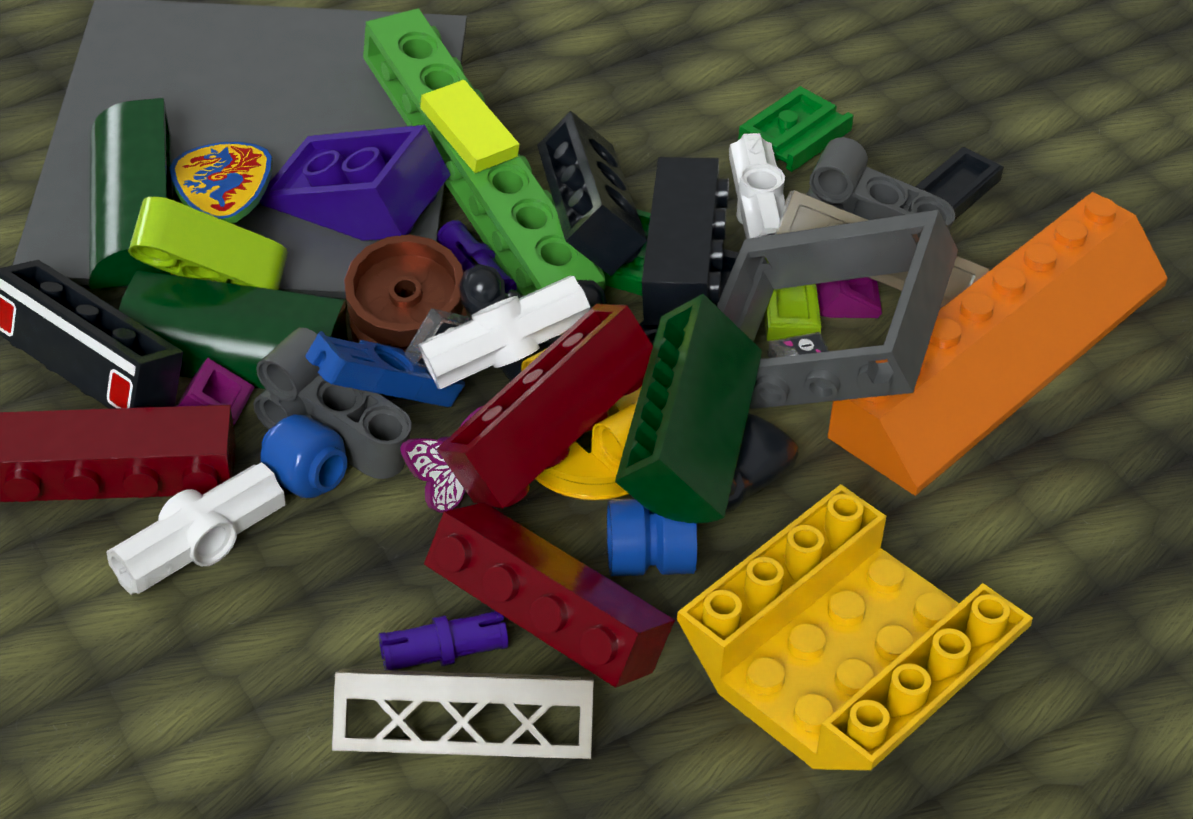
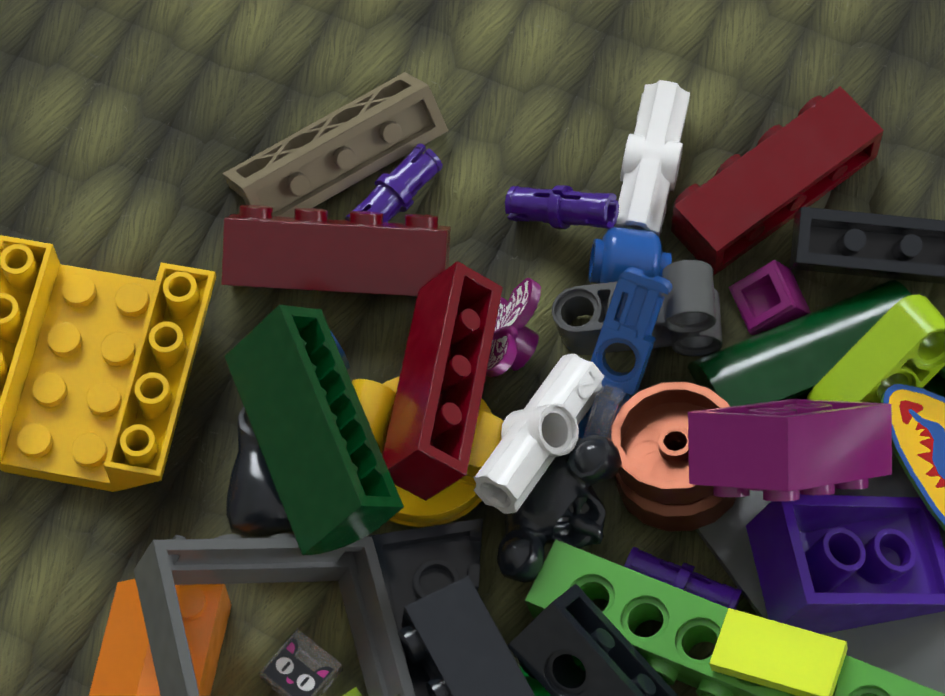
camera: 150 degrees right, 20 degrees up
(292, 495) = (562, 207): none -> dark purple pin
(337, 197) = (789, 447): none -> magenta brick

